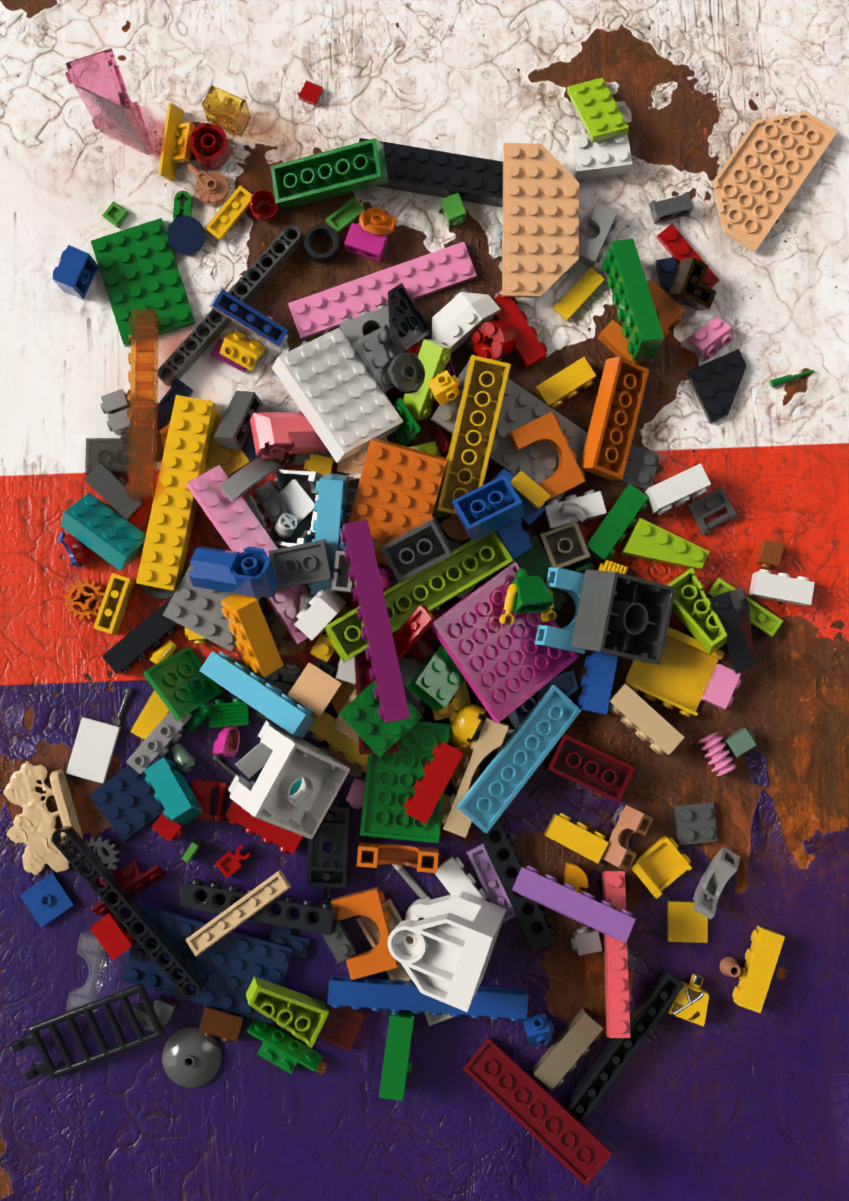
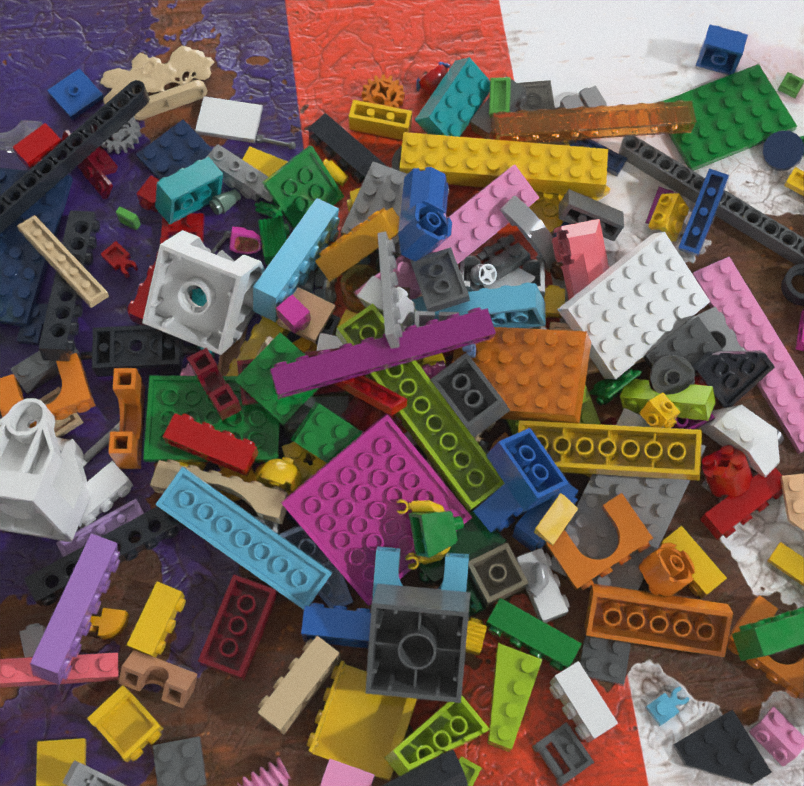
camera: 80 degrees right, 15 degrees down
(106, 488) = (499, 95): none -> bright green tile
(318, 699) = (293, 314): none -> dark pink brick
(344, 609) = (389, 293): none -> light grey plate
(378, 776) = (213, 383): none -> dark red arch
(576, 404) = (667, 570): none -> orange brick
(680, 424) = (665, 708): none -> medium azure plate

